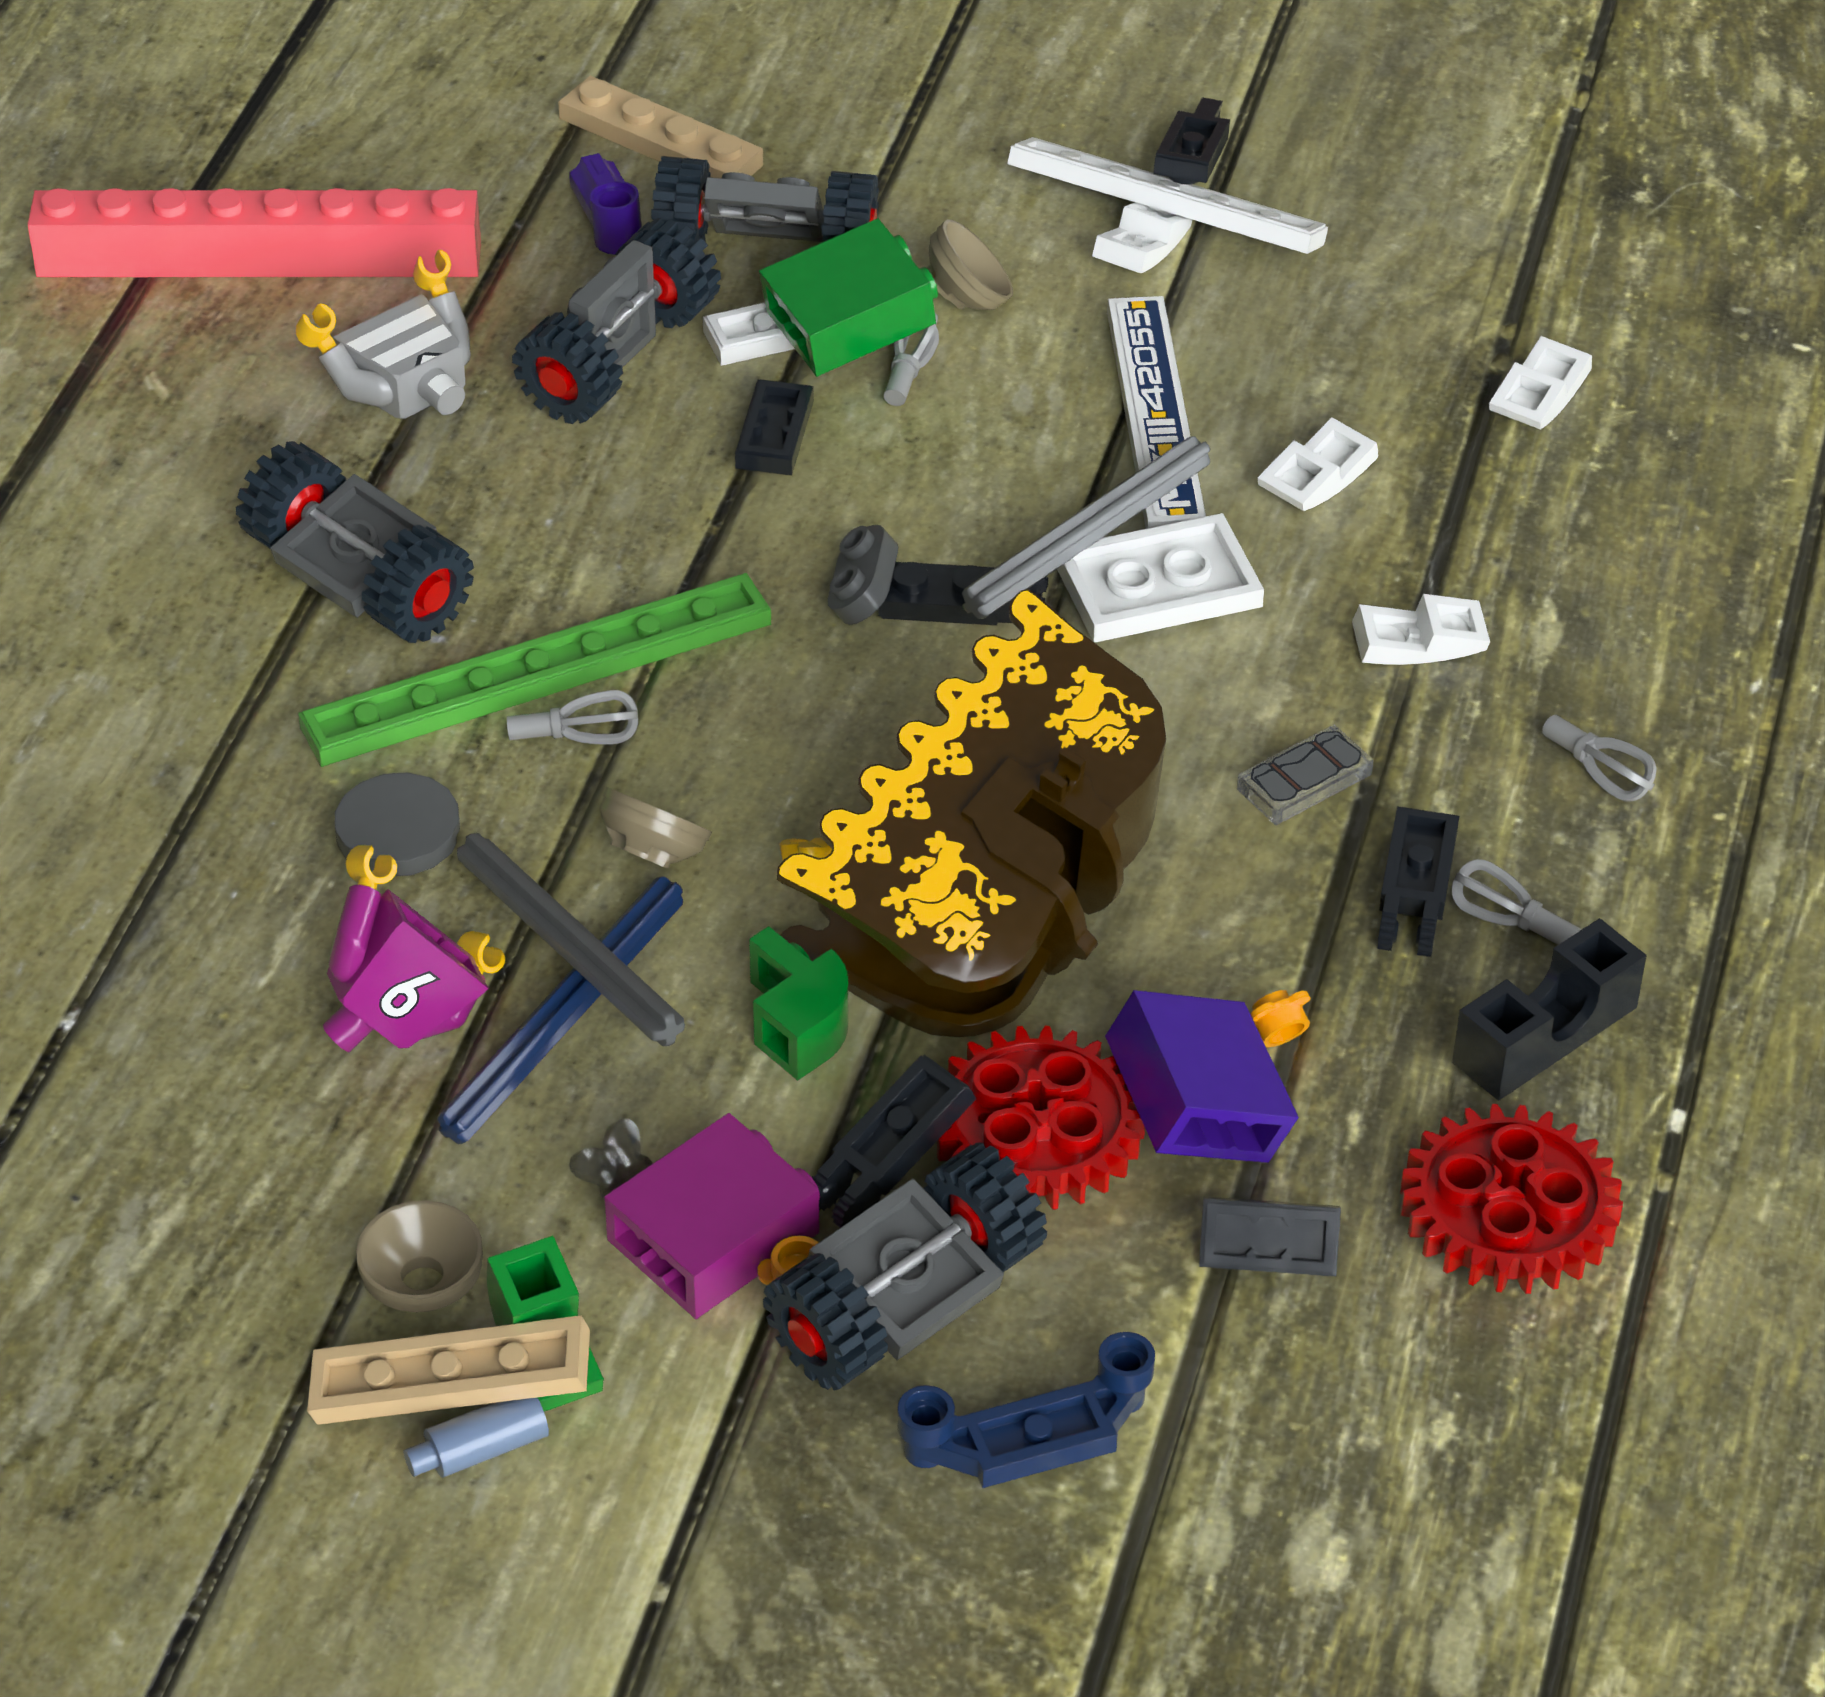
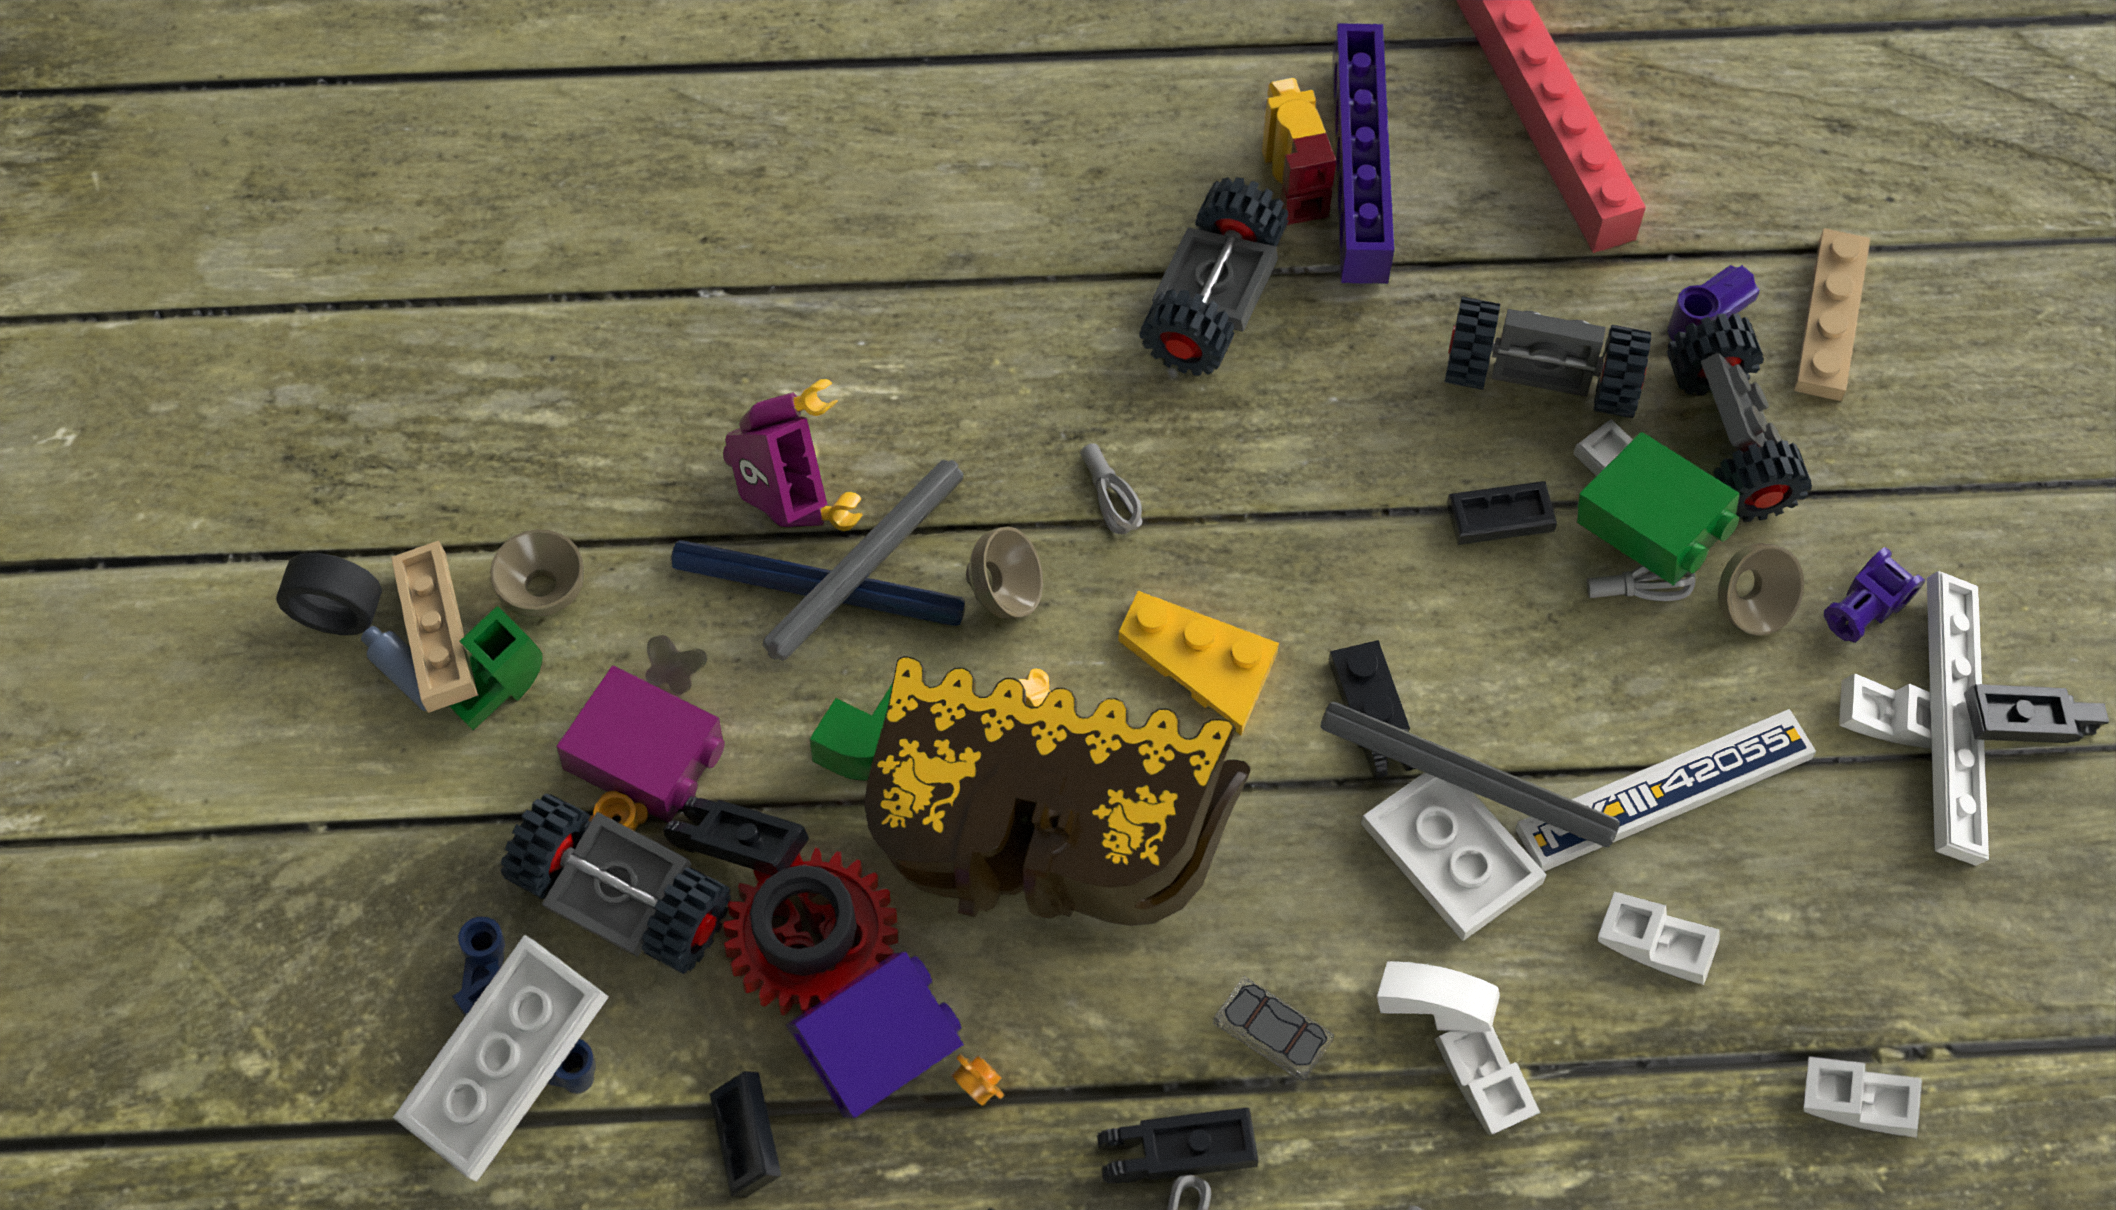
camera: 70 degrees right, 15 degrees up
(218, 422) = (1298, 151): none -> hips
(257, 383) = (1362, 154): none -> dark purple brick
(346, 1468) = (329, 594): none -> black tyre
(400, 817) = (960, 414): dark grey tile -> none
(402, 356) = (1451, 234): light grey torso -> none
(533, 669) = (1165, 449): bright green tile -> none
(826, 703) = (1206, 656): none -> yellow wing
(862, 573) = (1363, 628): dark grey plate -> none
(1008, 200) = (1874, 594): none -> dark purple connector
(1050, 1045) = (793, 882): none -> black tyre
(1096, 1427) = (500, 1058): none -> white tile
(1321, 630) = (1452, 996): none -> white slope

